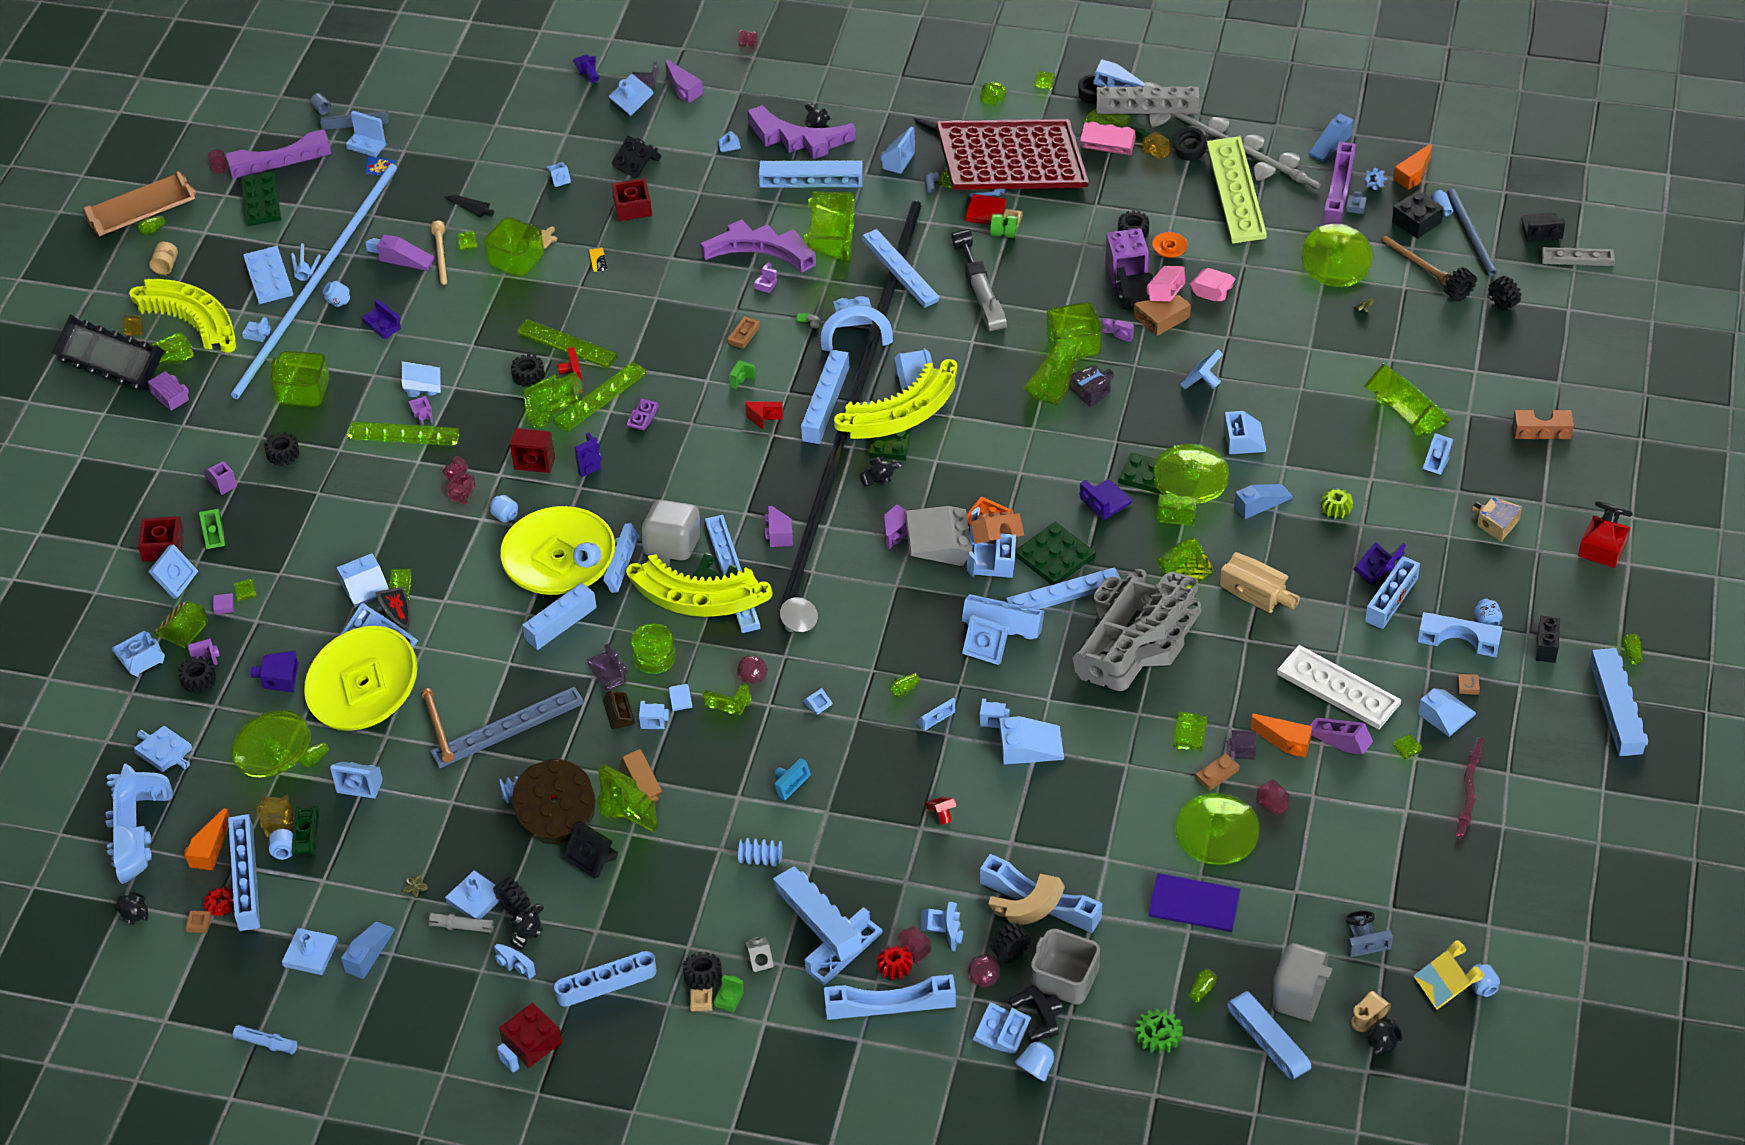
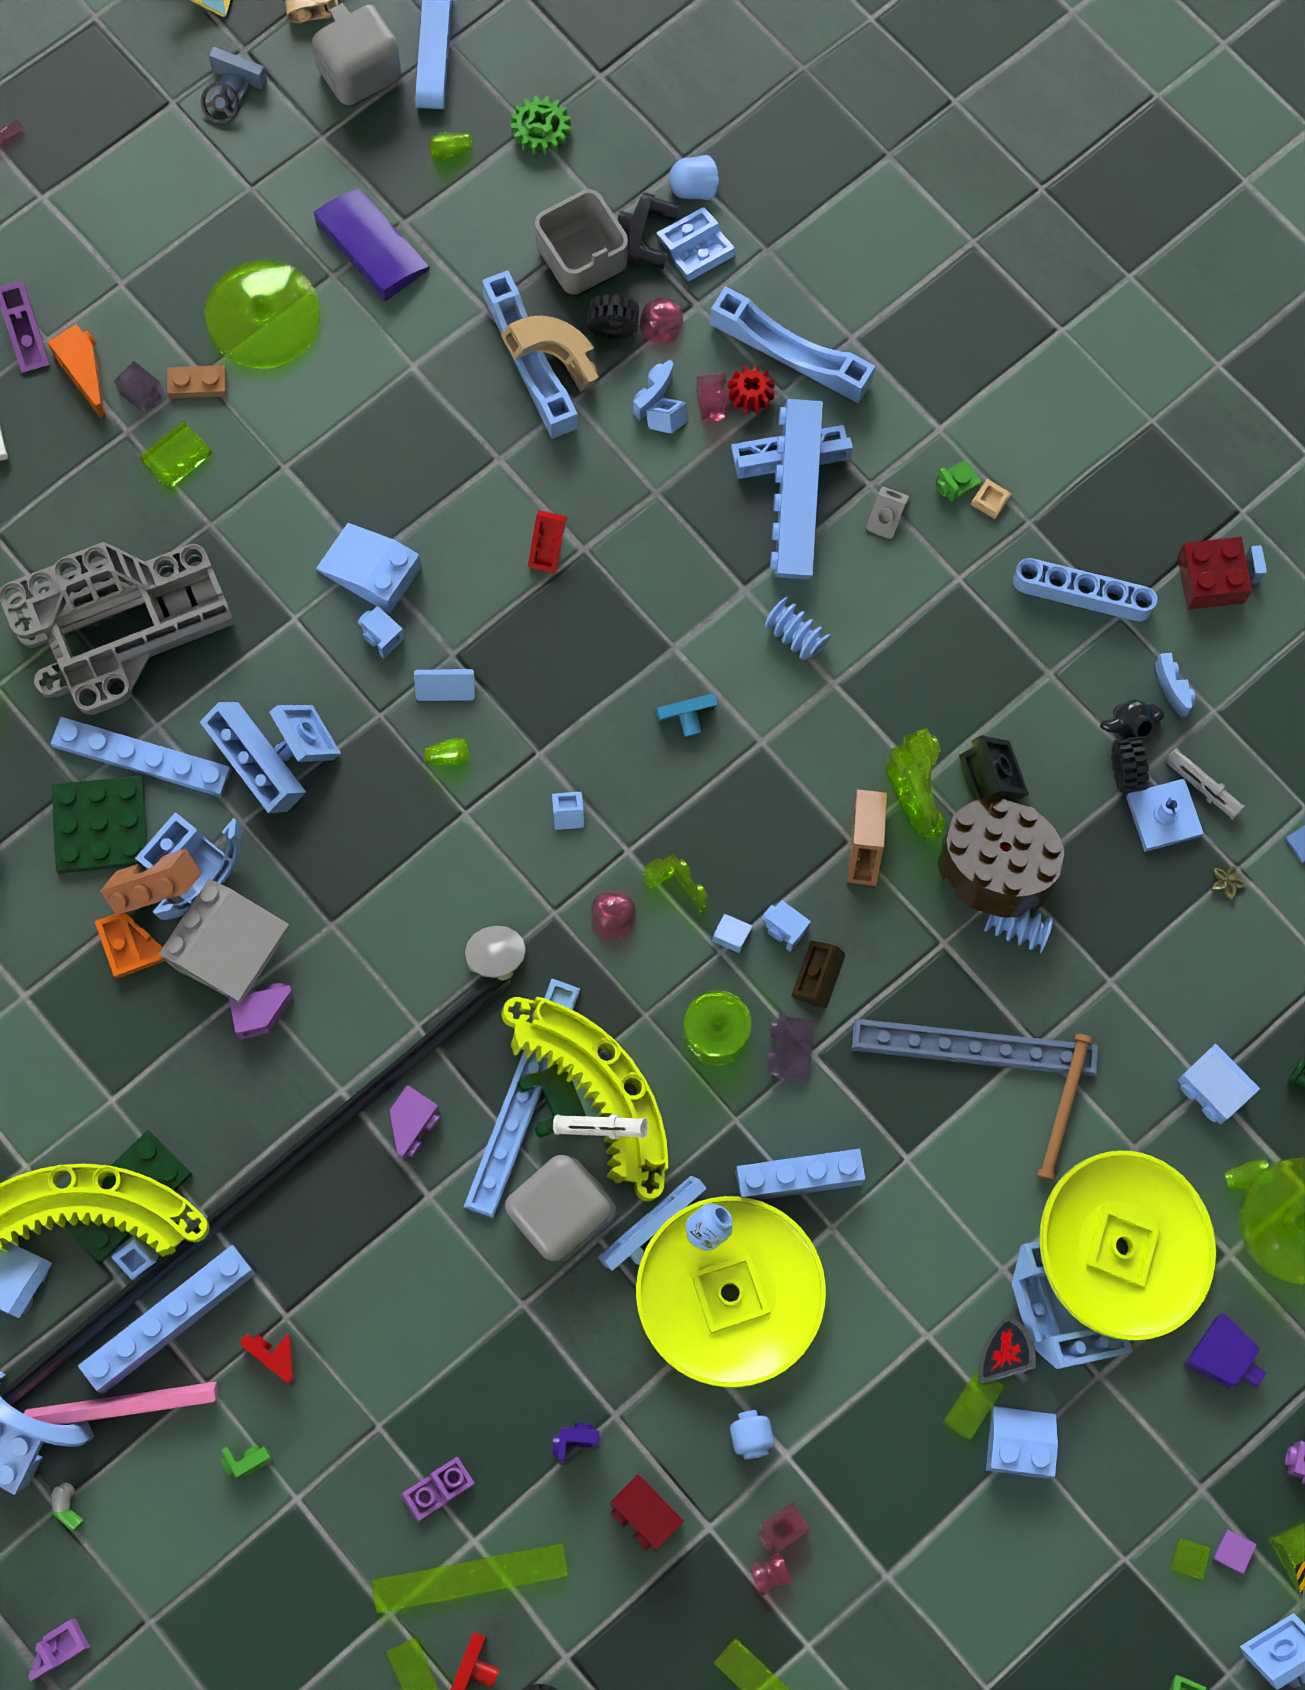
camera: 150 degrees left, 25 degrees up
(550, 397) = (546, 1611): clear neon green slope -> none
(670, 565) = (601, 1126): none -> white pin
(702, 962) = (965, 505): black tyre -> none
(743, 332) = (178, 1549): medium nougat plate -> none
(816, 360) = (126, 1404): none -> bright pink tile
(879, 471) = (205, 1119): black piece -> none
(1273, 797) = (170, 300): clear pink brick -> none

